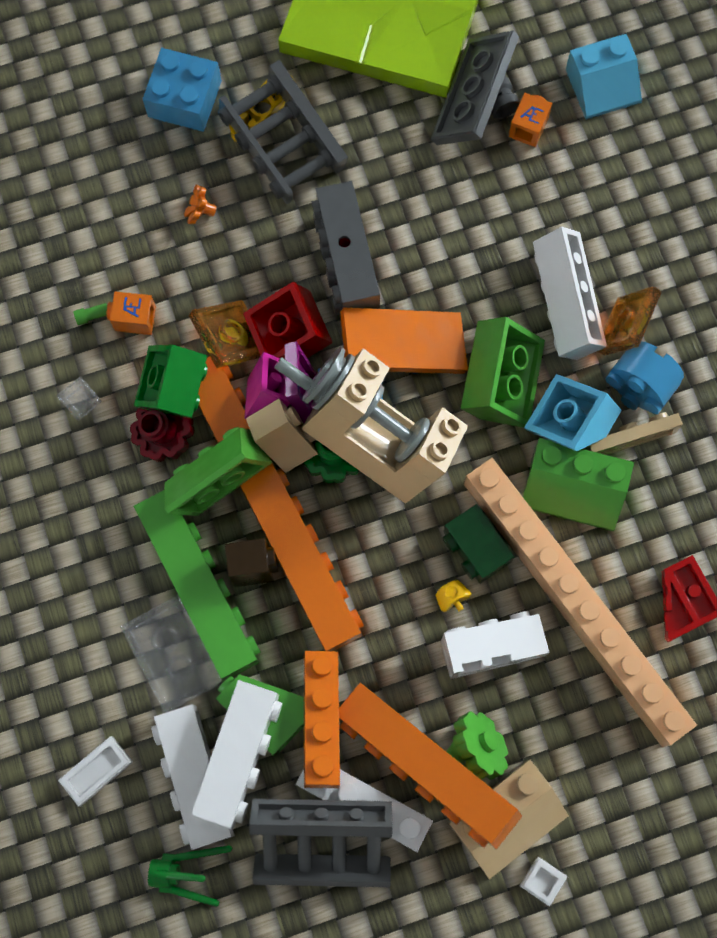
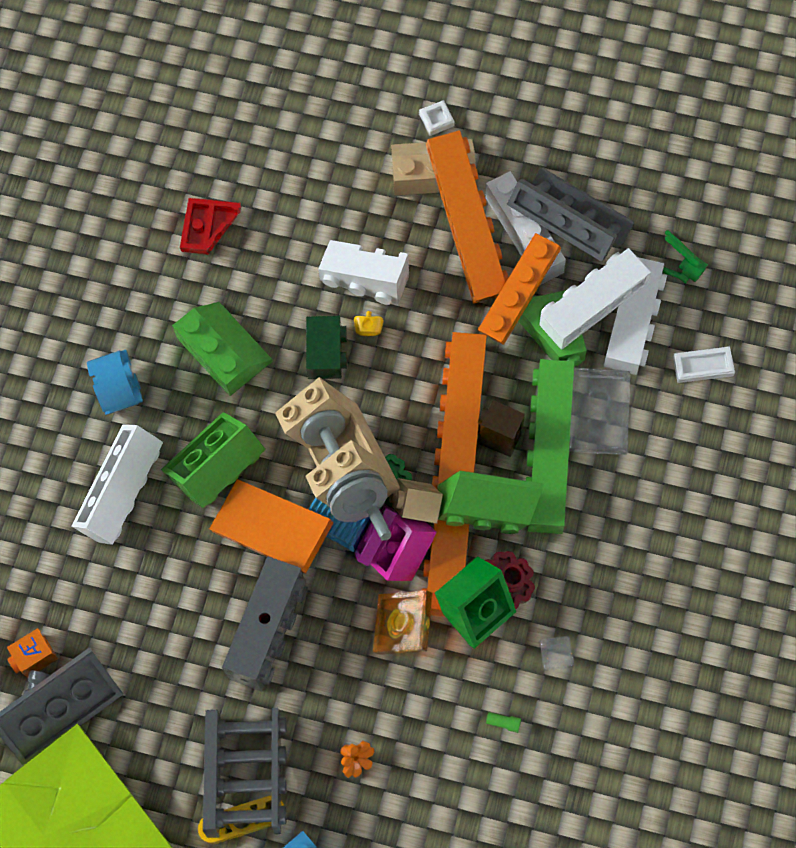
camera: 145 degrees left, 5 degrees down
(131, 313) = (470, 695): orange brick -> none
(288, 318) = (352, 599): red slope -> none
(479, 746) = (423, 213): bright green plant -> none
(573, 414) = (190, 385): medium azure slope -> none
(579, 604) = (283, 268): light nougat brick -> none
(629, 320) = (90, 430): clear orange tile -> none
(634, 434) = (156, 353): tan plate -> none

